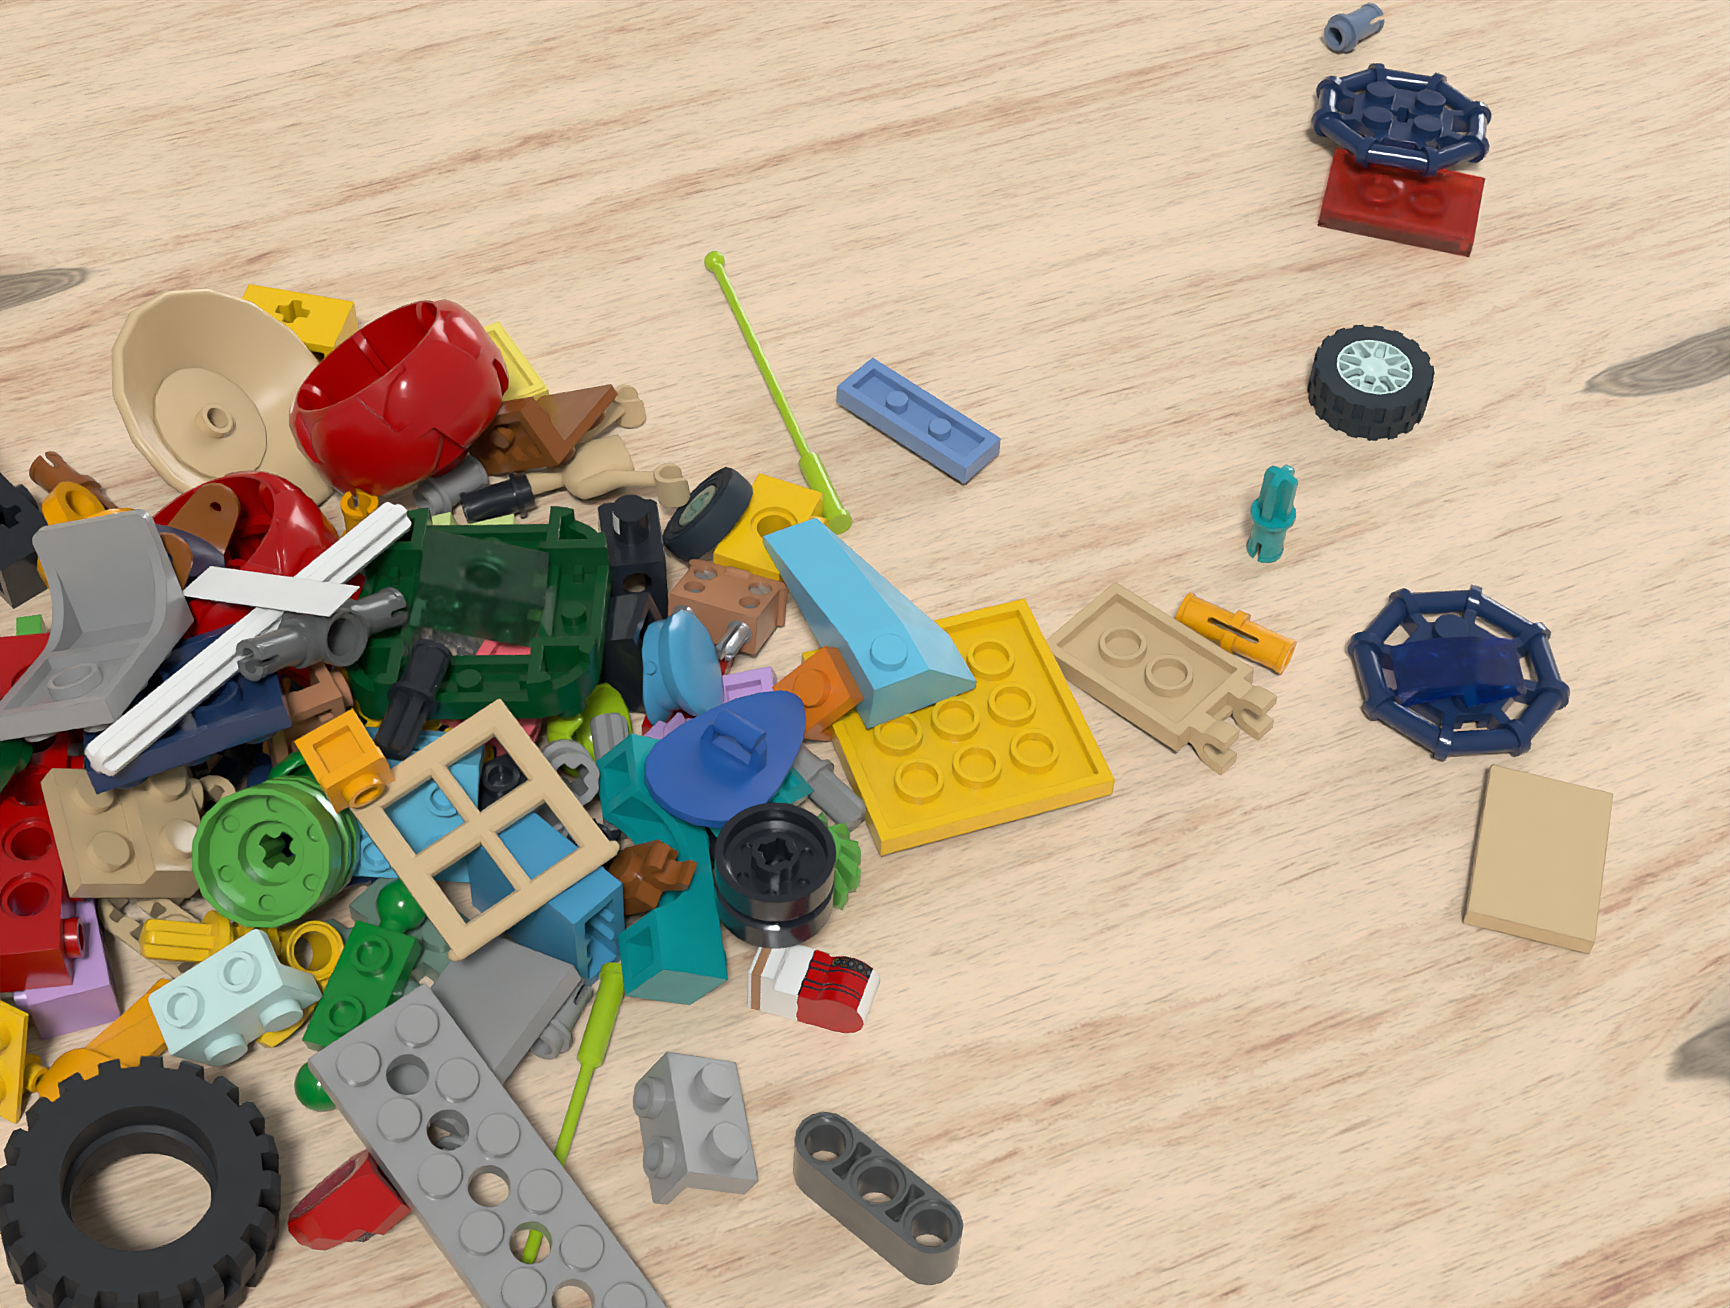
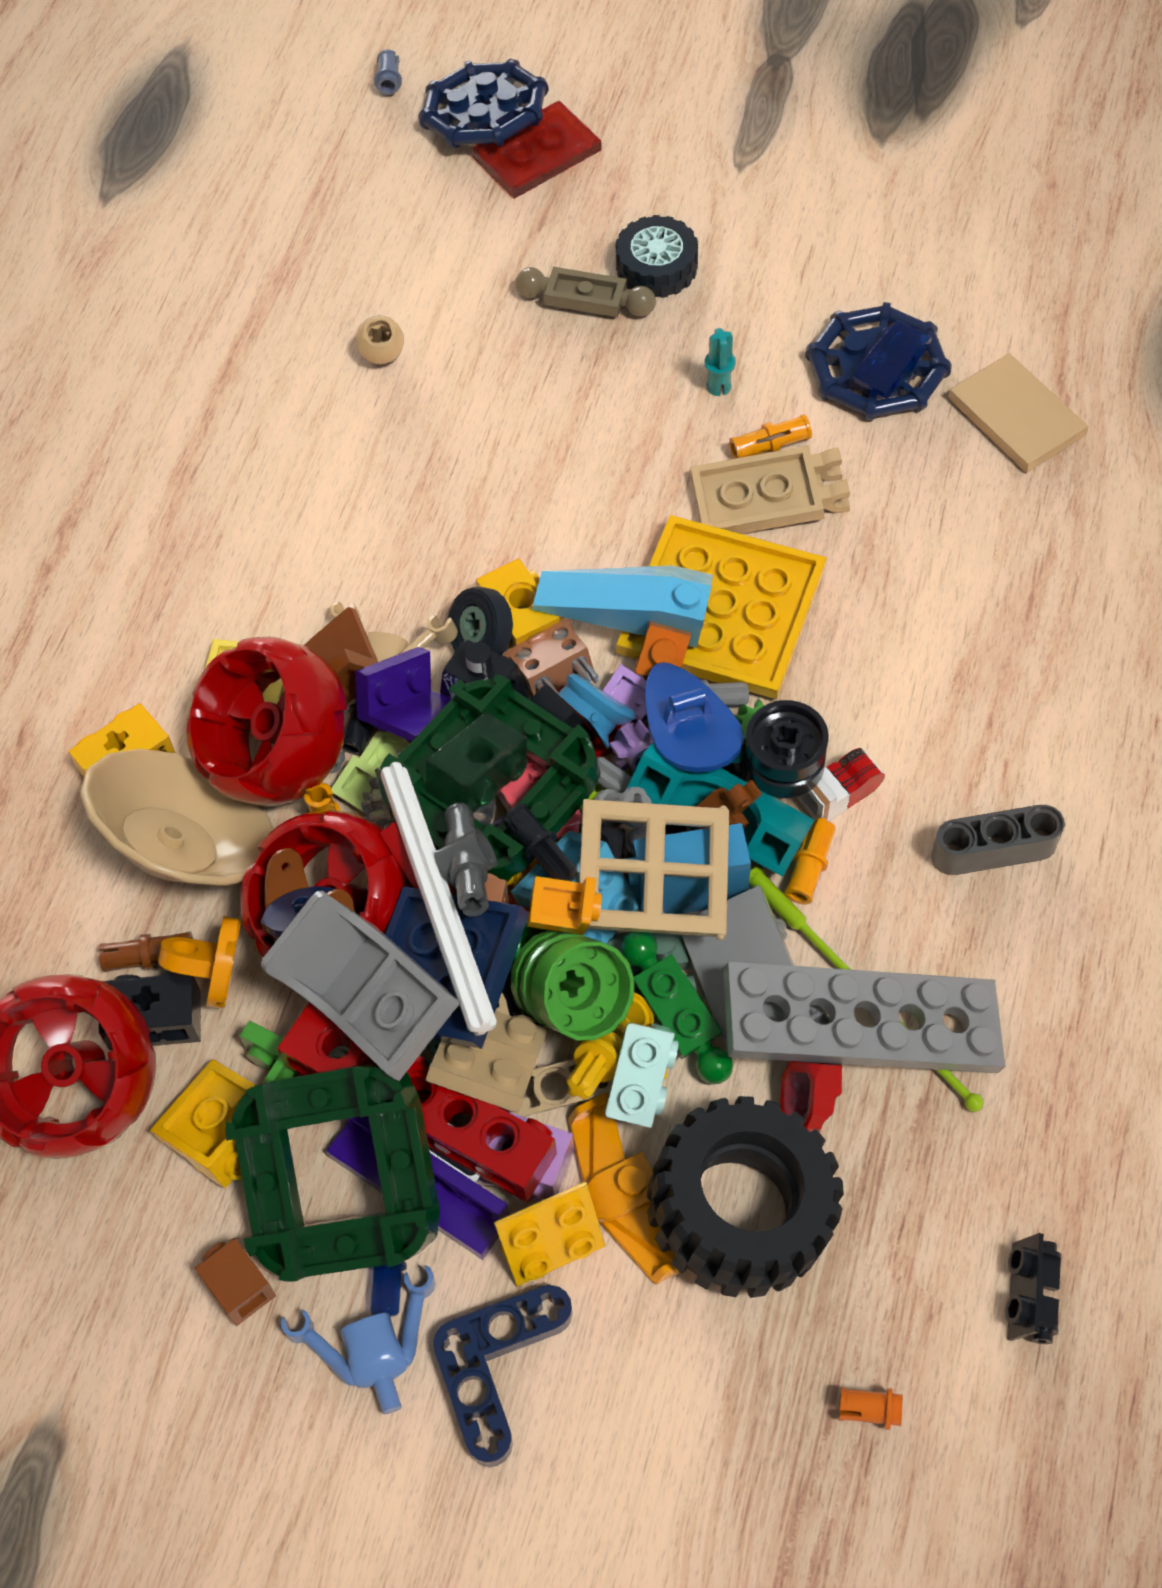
camera: 45 degrees left, 10 degrees up
(270, 591) = (414, 866): white sticker -> none
(547, 475) = (398, 694): none -> dark purple bracket
(681, 1019) = (810, 862): none -> light orange axle
(693, 1127) = (885, 900): light grey bracket -> none
(810, 463) = (472, 552): lime piece -> none
(918, 420) = (491, 479): medium blue plate -> none
(996, 221) = (379, 340): none -> tan piece
(1253, 352) = (585, 291): none -> dark tan plate

